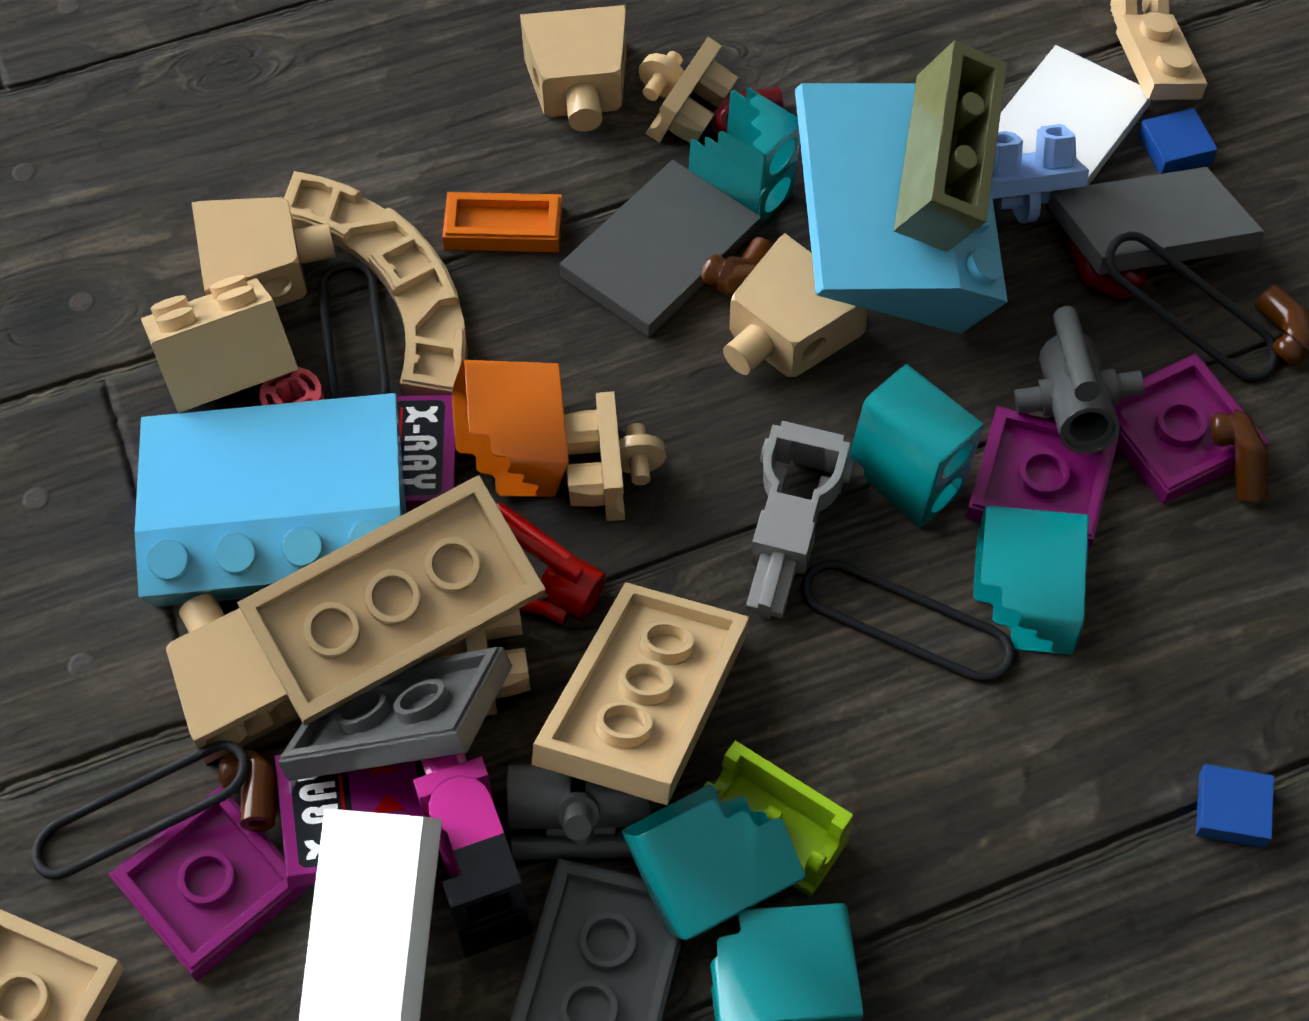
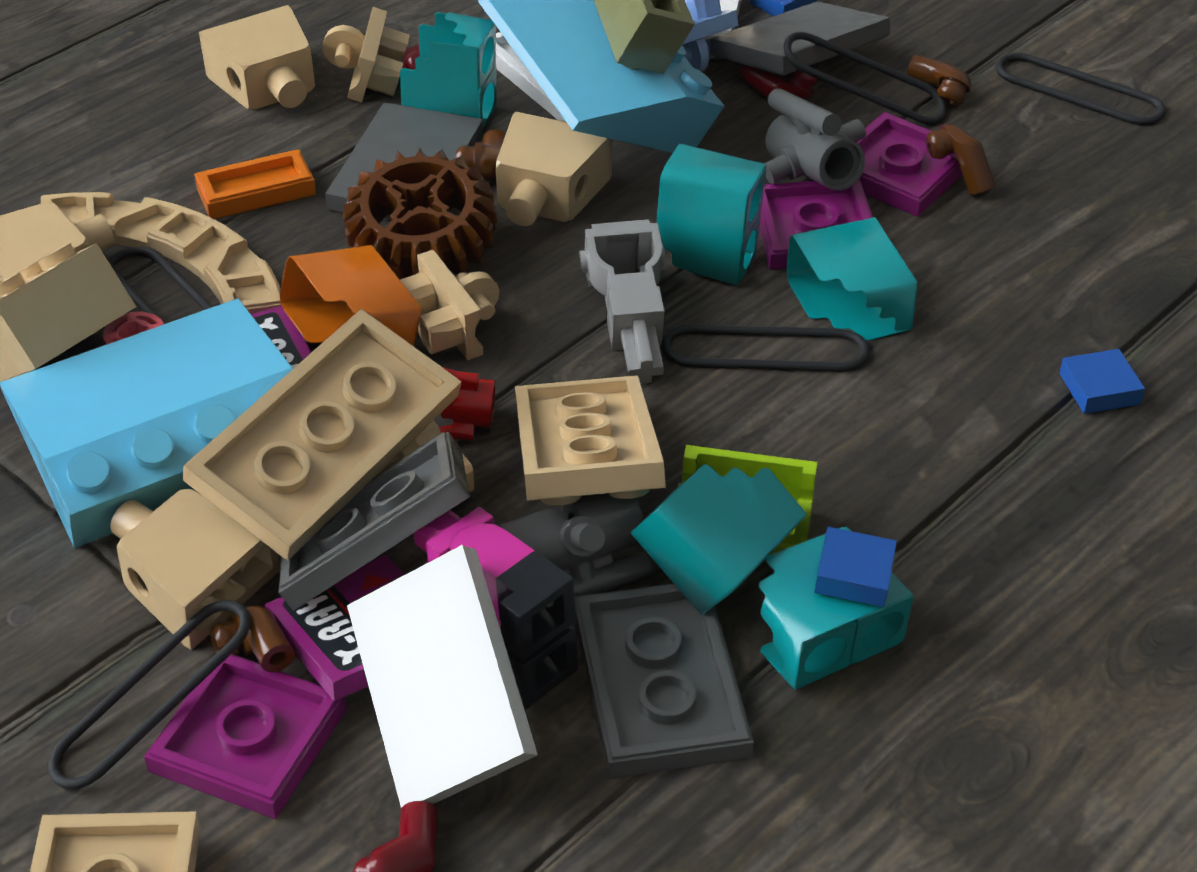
camera: 25 degrees left, 15 degrees down
(661, 307) = (418, 200): none -> reddish brown gear
(816, 964) = (855, 566): none -> blue tile

